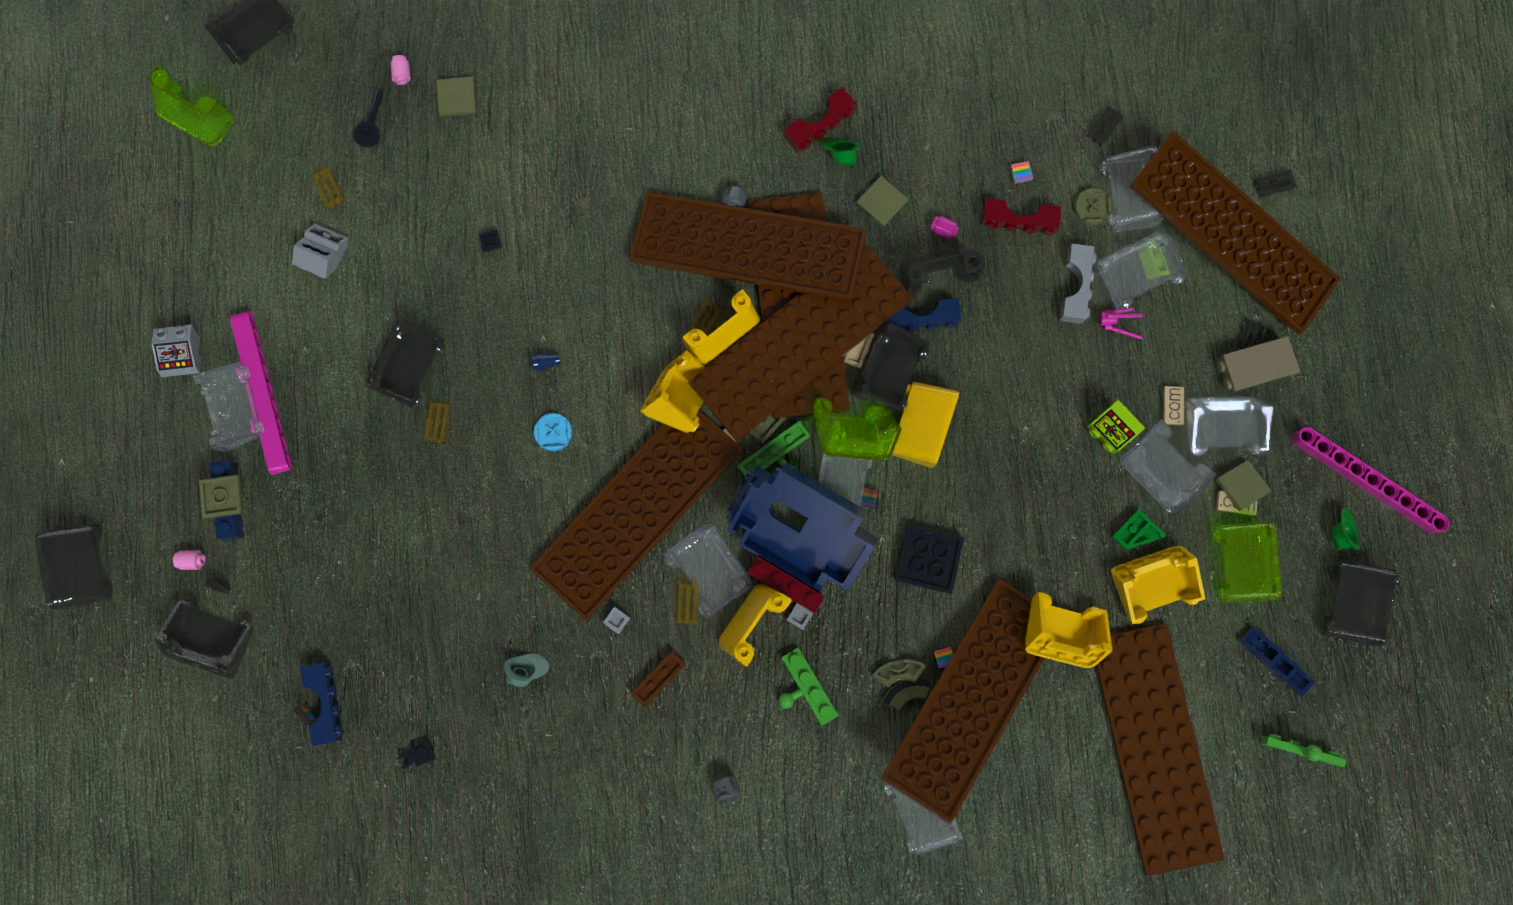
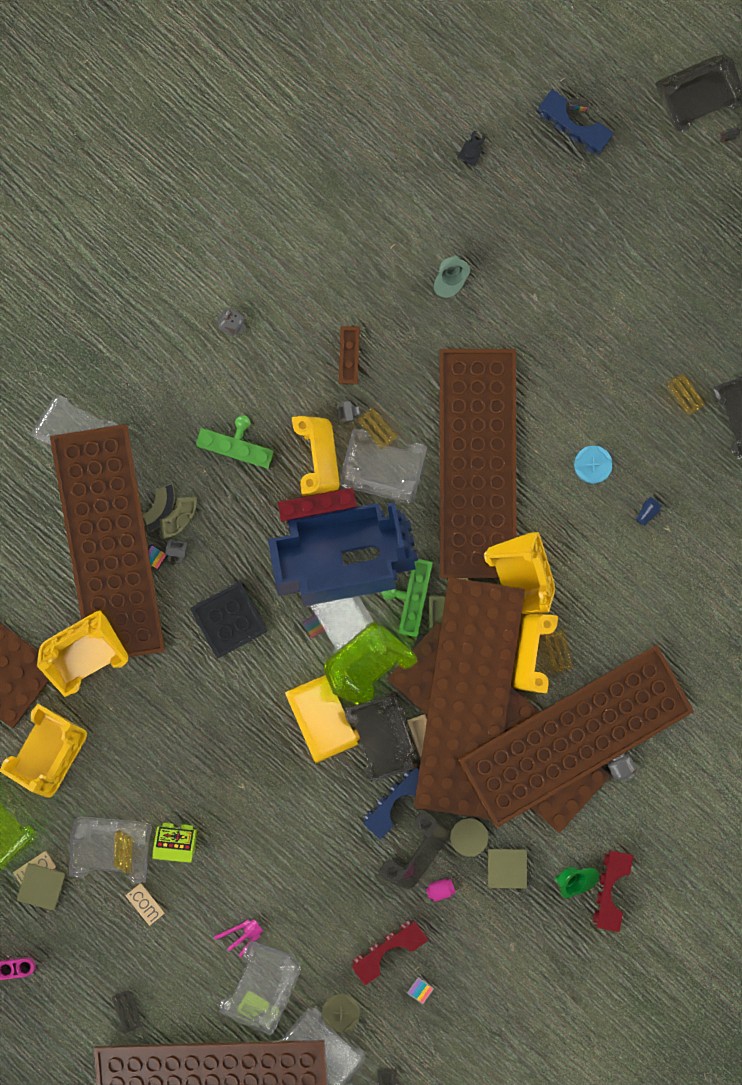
camera: 140 degrees right, 5 degrees up
(616, 620) = (417, 369): light grey plate -> none
(700, 636) = (347, 412): none -> dark grey tile
(799, 616) = (286, 491): light grey plate -> none
(890, 246) = (469, 837): none -> olive tile
(923, 648) = (177, 549): none -> dark grey tile
(1080, 261) = (312, 957): light grey arch -> none
(1137, 531) = (91, 779): green wing -> none
(1160, 455) = (122, 851): none -> clear yellow tile
(1228, 423) = (93, 925): clear windscreen -> none
(1258, 365) = (106, 993): dark tan panel -> none

